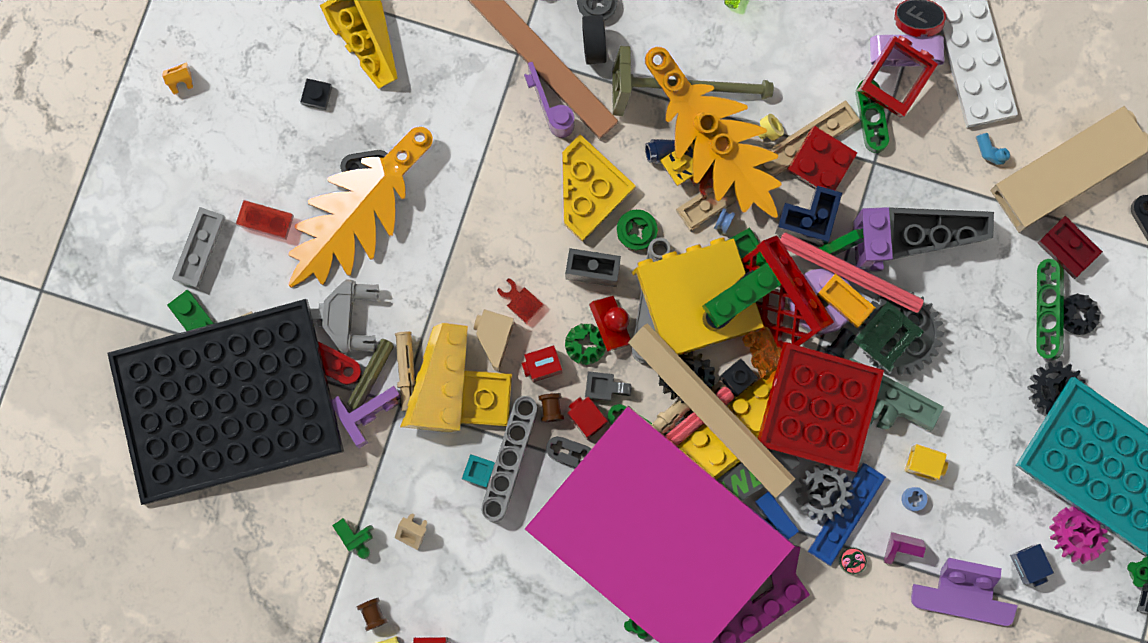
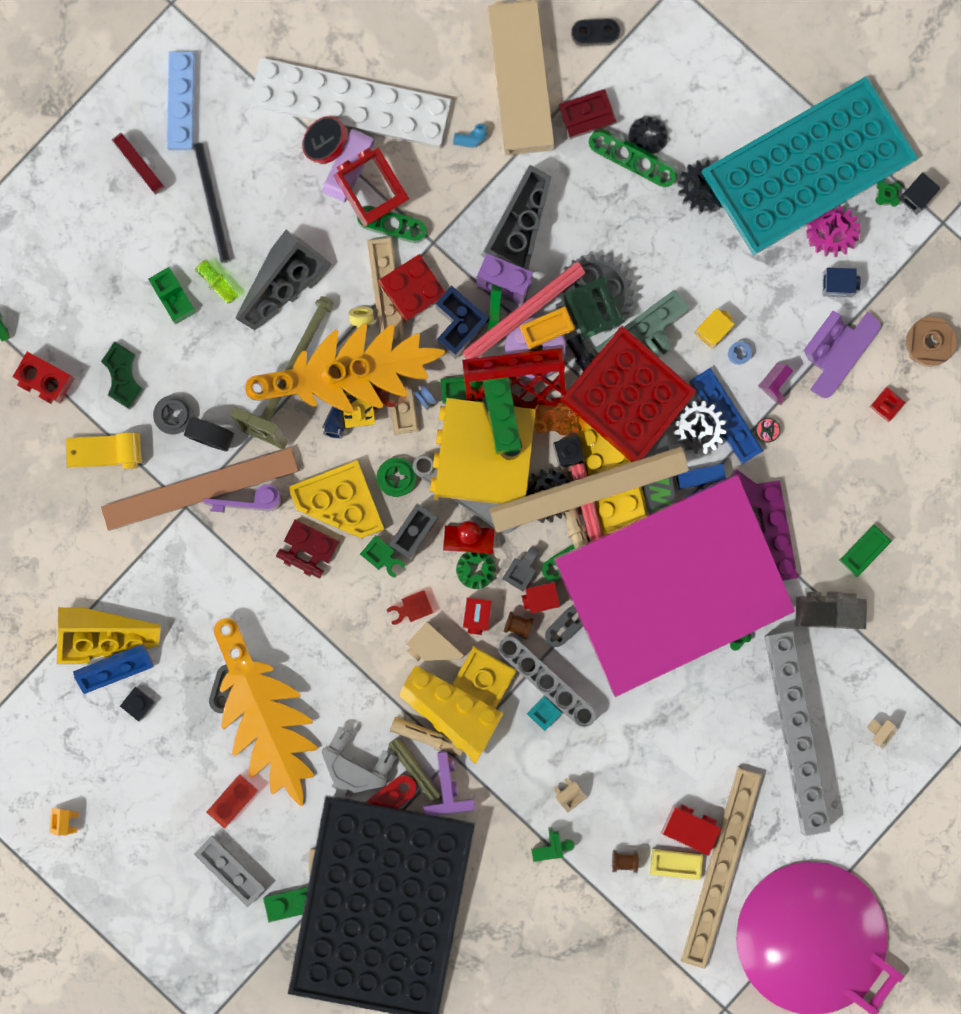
camera: 65 degrees left, 5 degrees up
(338, 56) = (113, 669): none -> blue plate
(539, 180) = (311, 542): none -> dark red plate
(557, 248) = (380, 554): none -> green plate
(776, 40) = (284, 274): none -> dark grey wedge

